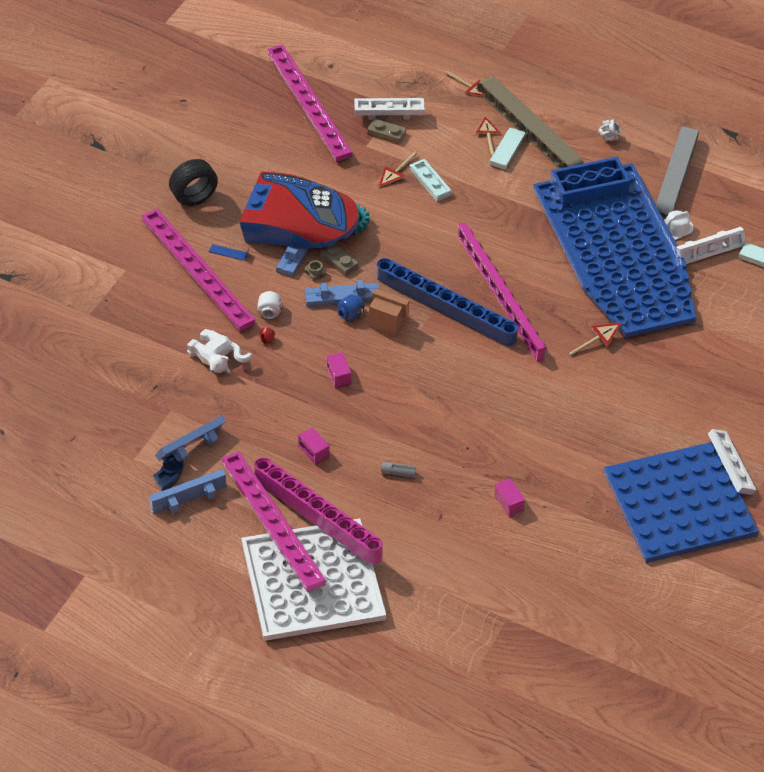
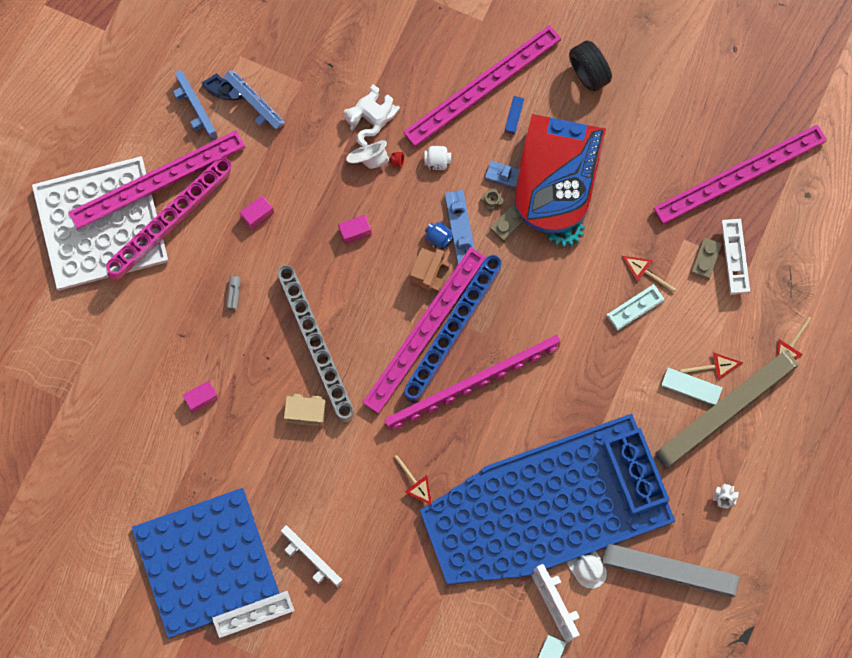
camera: 90 degrees right, 25 degrees up
(262, 350) = (370, 155): none -> white piece
(450, 322) = (424, 330): none -> dark pink plate
(456, 404) = (315, 352): none -> light grey beam
(526, 414) = (305, 410): none -> tan brick
(663, 424) = (324, 570): none -> white hinge

